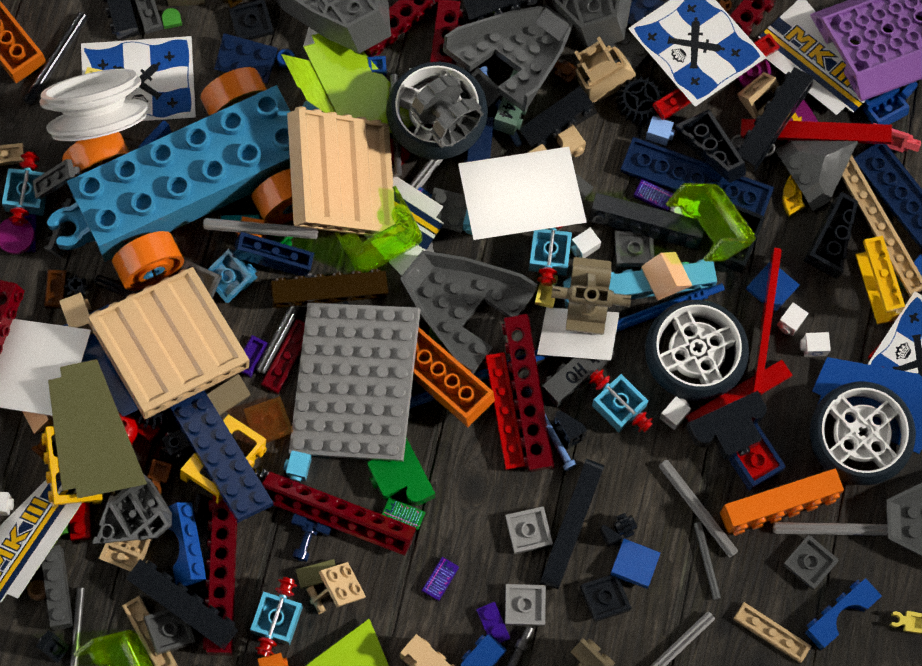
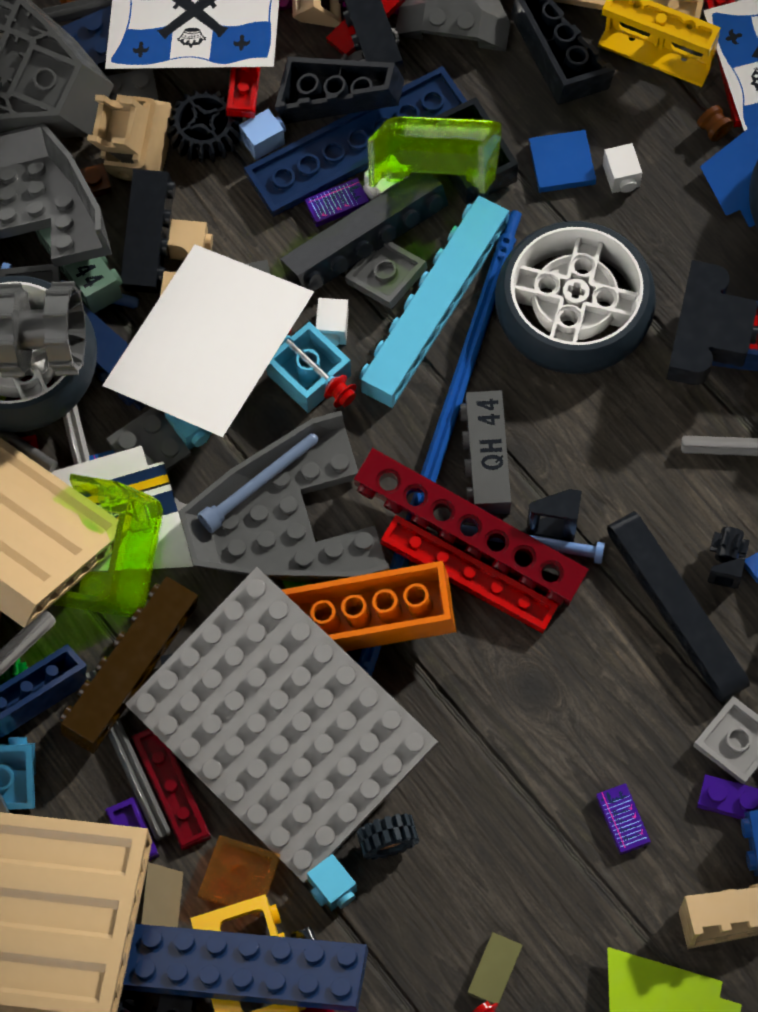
camera: 45 degrees left, 5 degrees down
(309, 528) = (427, 932): dark blue bar -> none
(339, 474) = (387, 836): none -> black bush
(339, 513) = (441, 876): dark red brick -> none
(340, 585) = (537, 948): tan plate -> none
(398, 476) = (445, 772): green brick -> none
(404, 513) = (501, 800): green tile -> none
(434, 268) = (213, 516): none -> sand blue piece
(528, 530) = (644, 663): light grey plate -> none
(544, 295) = (359, 416): light yellow plate -> none
(559, 342) = (441, 414): white sticker -> none
(589, 296) = (413, 362): dark tan plate -> none
(620, 402) = (570, 432): medium azure brick -> none
(665, 275) = (454, 259): light nougat slope -> none
(675, 412) = (632, 381): white brick -> none
(766, 320) = (605, 197): red tile -> none
(773, 376) = (669, 295): red tile -> none
(792, 197) = (468, 57): yellow tile -> none
(815, 344) = (674, 166): white brick -> none
(859, 346) = (715, 123): none -> reddish brown wheel

